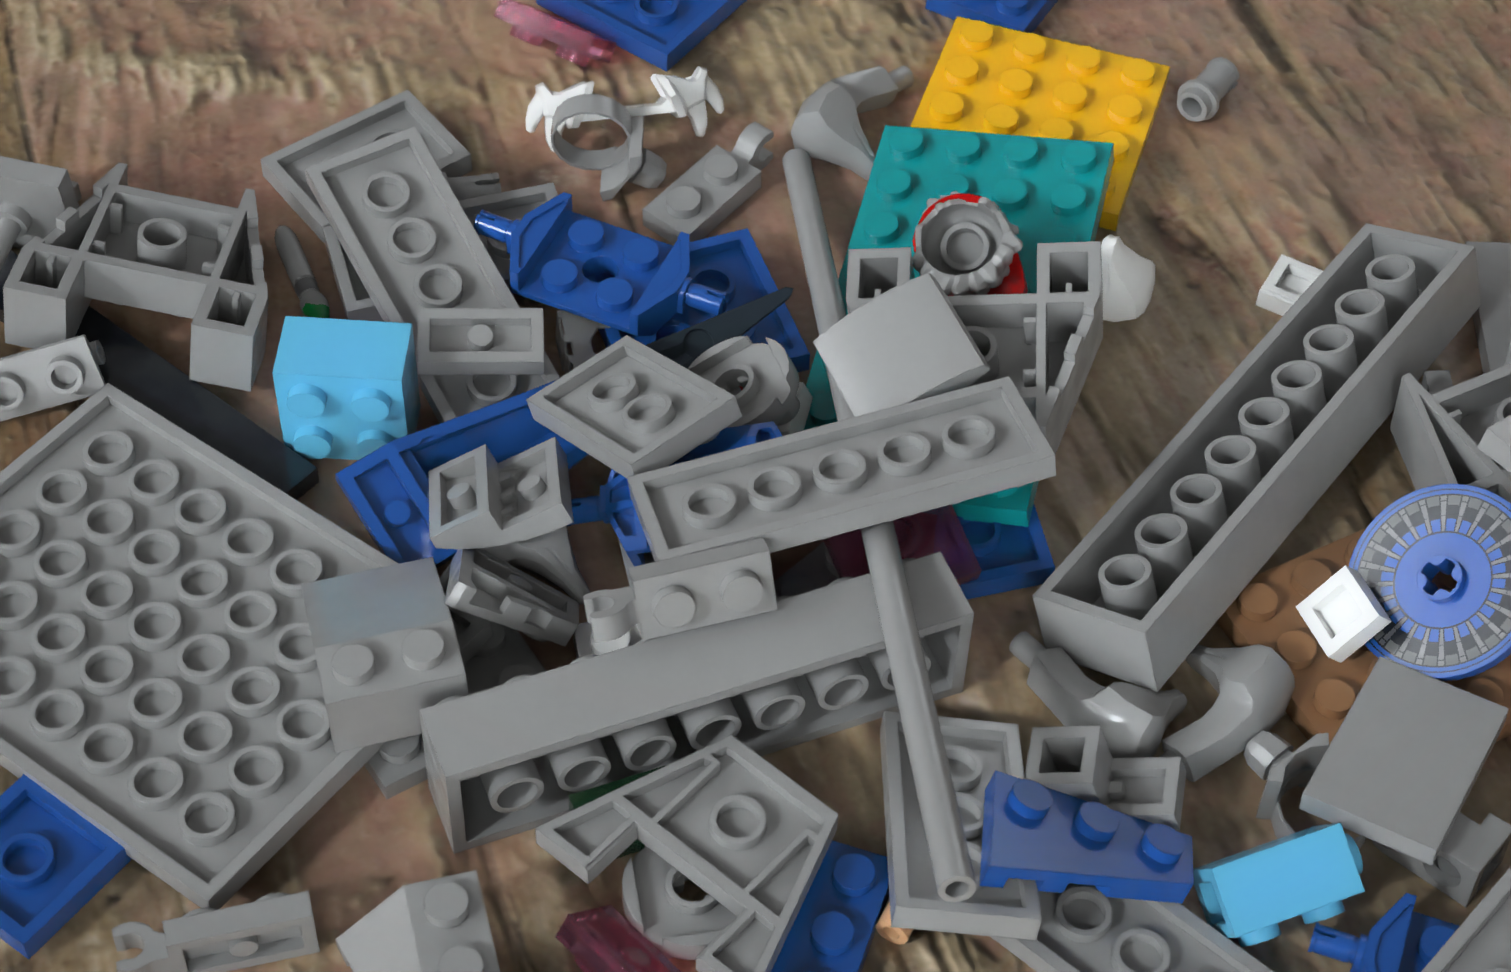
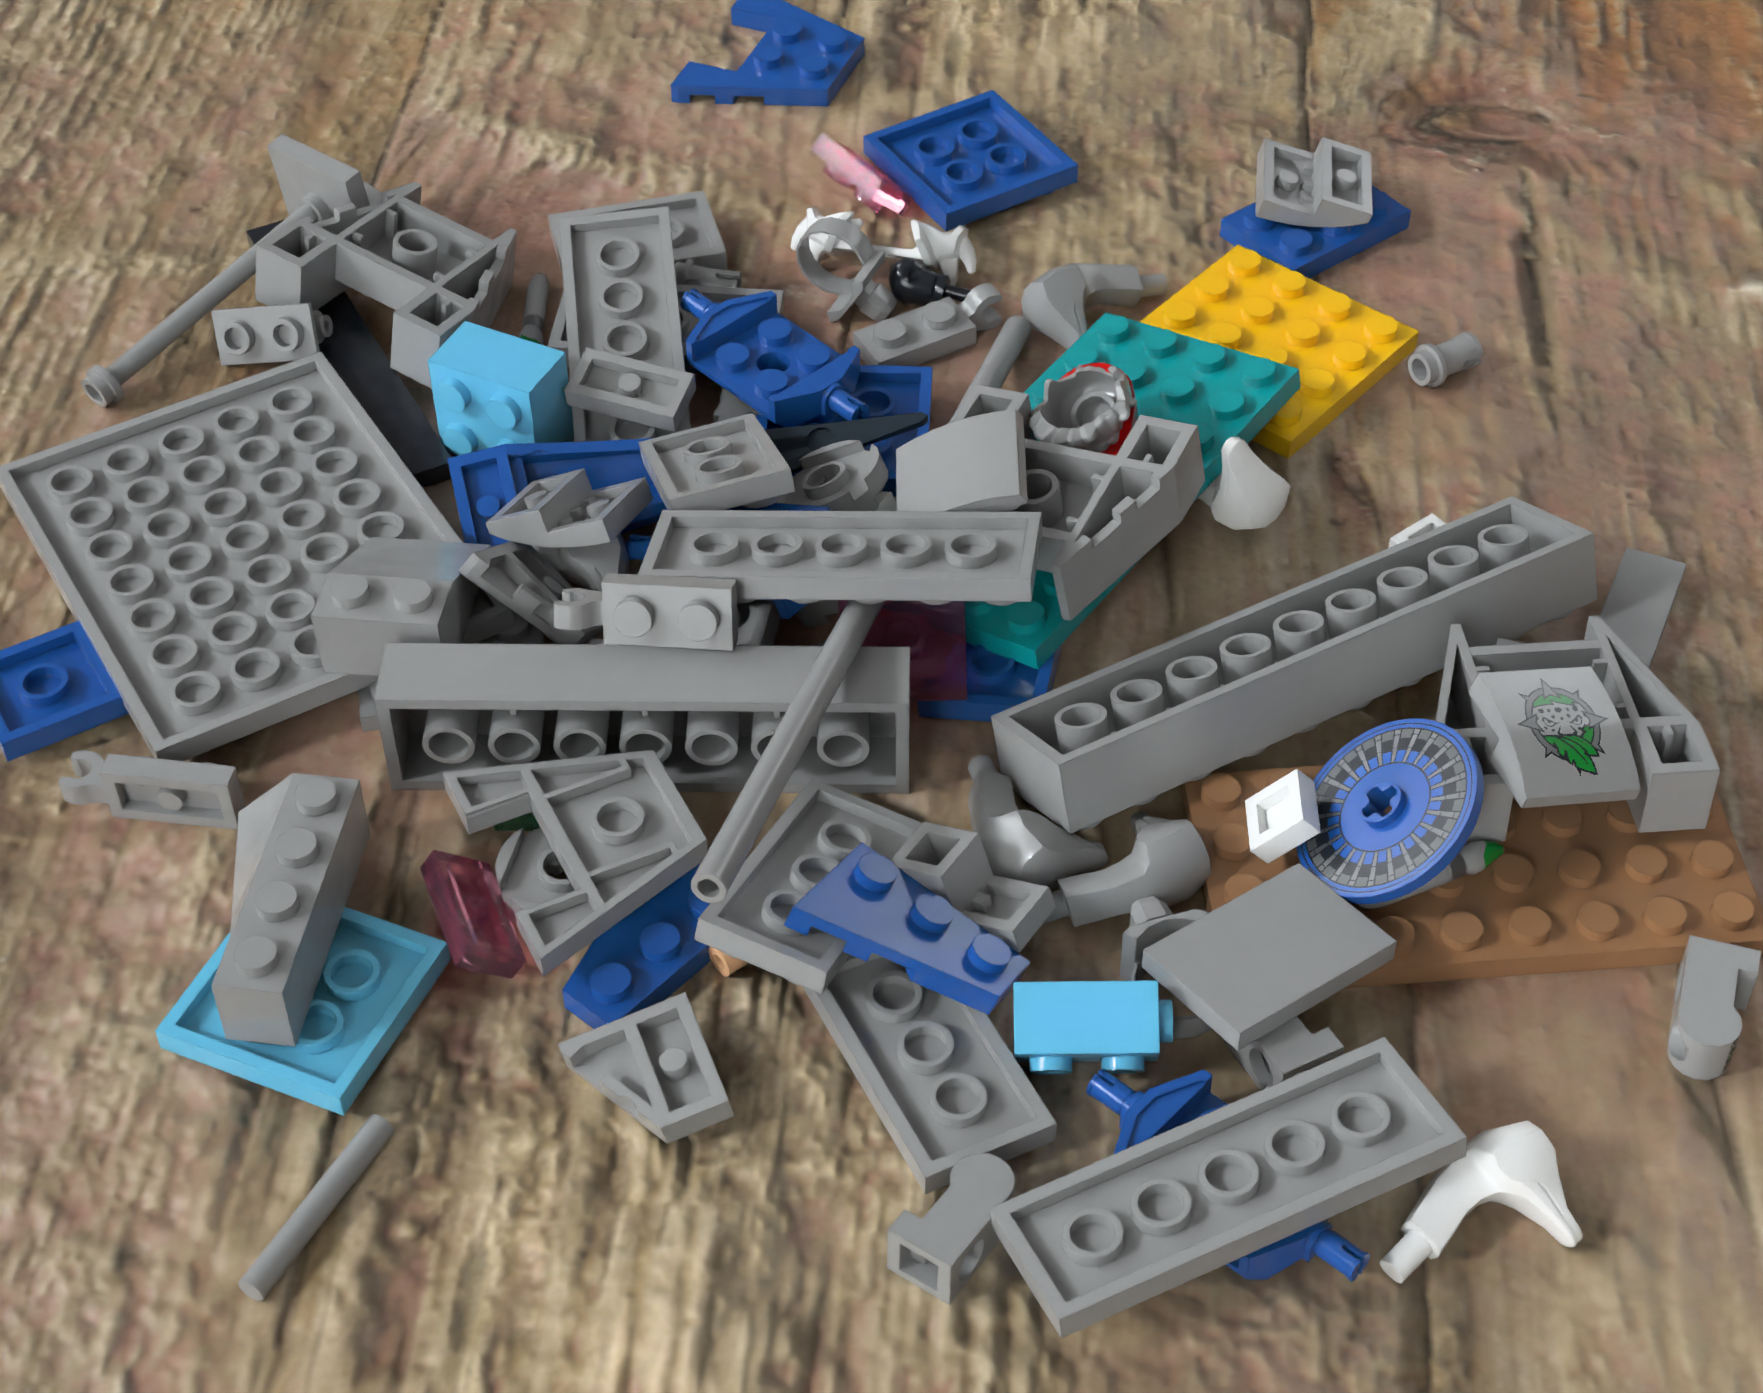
camera: 25 degrees right, 5 degrees down
(680, 141) = (917, 285): none -> black piece

